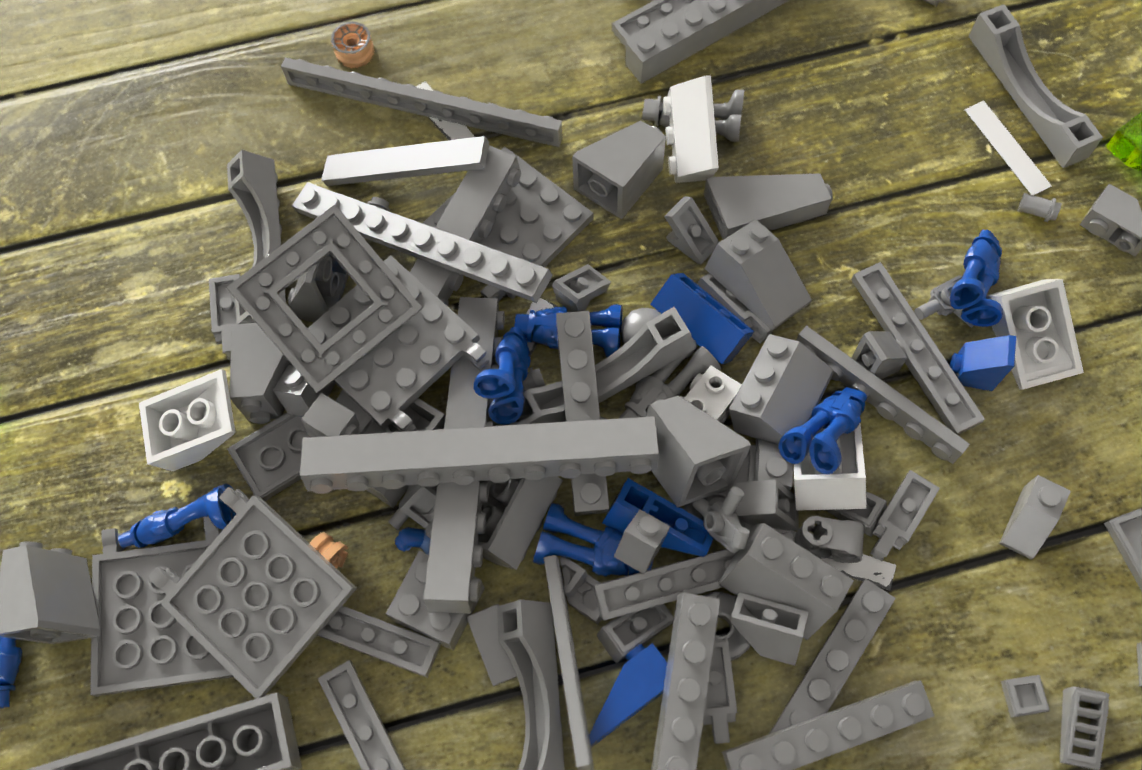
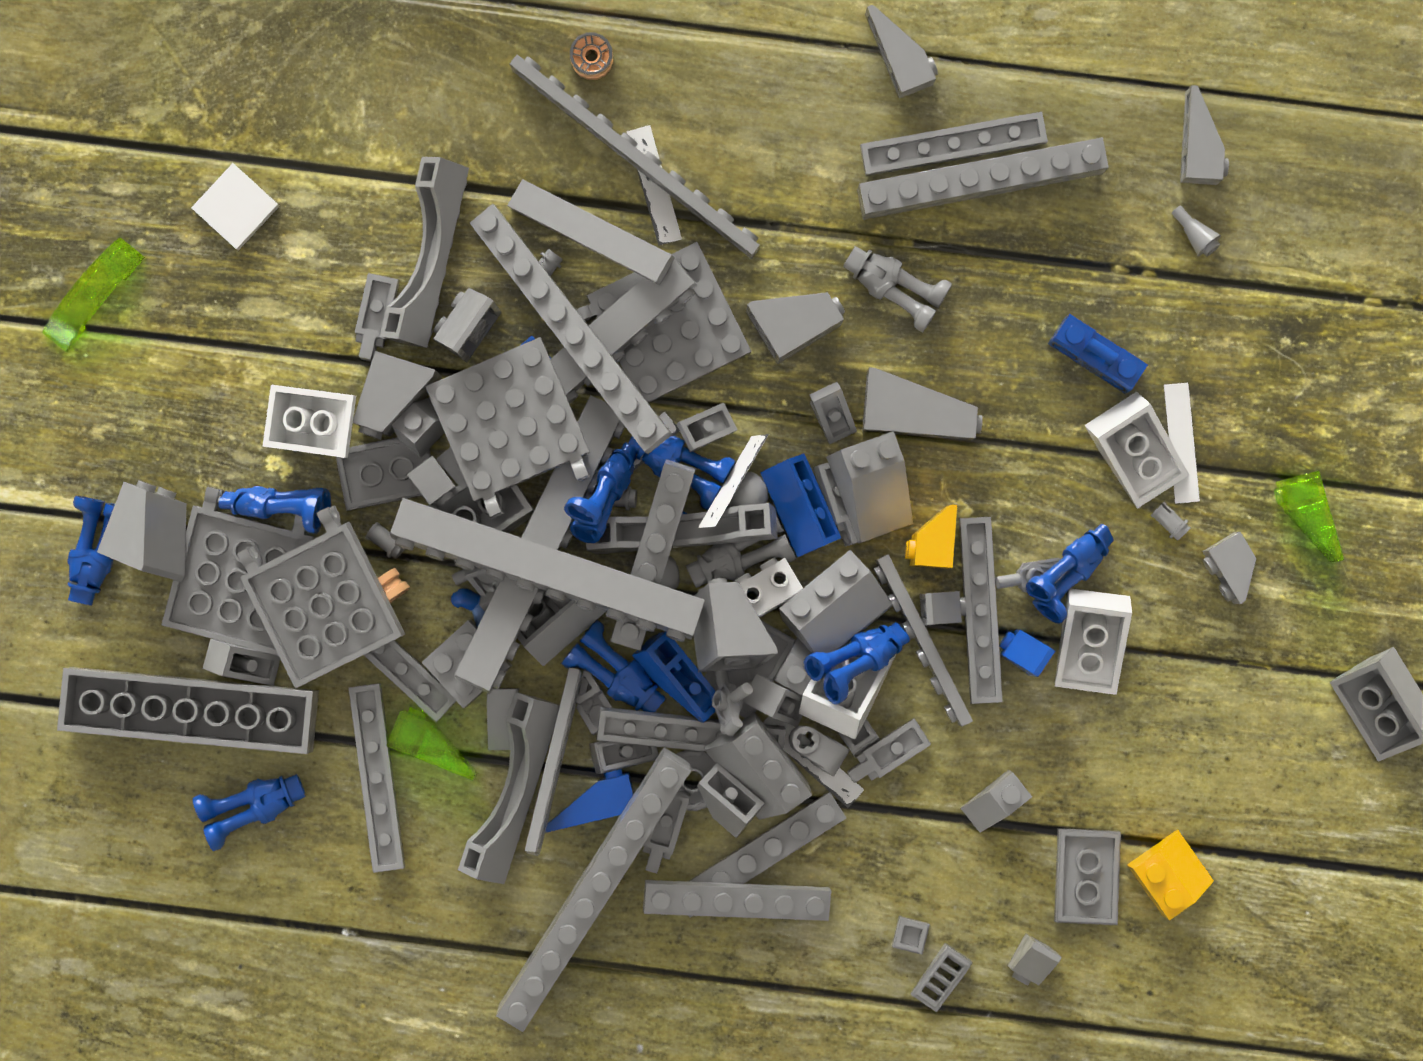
camera: 15 degrees right, 20 degrees up
(65, 274) = (235, 206): none -> white tile
(189, 698) = (241, 662): none -> light grey slope
(316, 515) = (382, 538): none -> light grey pin
(327, 234) = (484, 318): light grey plate -> none
(418, 702) = (425, 741): none -> clear neon green slope
(629, 316) = (733, 481): none -> white sticker
(641, 541) = (653, 692): light grey brick -> none
(691, 130) = (875, 314): white slope -> none
(846, 298) = (934, 542): none -> yellow slope
(898, 100) = (1097, 354): none -> blue piece
(975, 159) = (1137, 449): none -> white slope
(1063, 130) = (1231, 364): light grey arch -> none

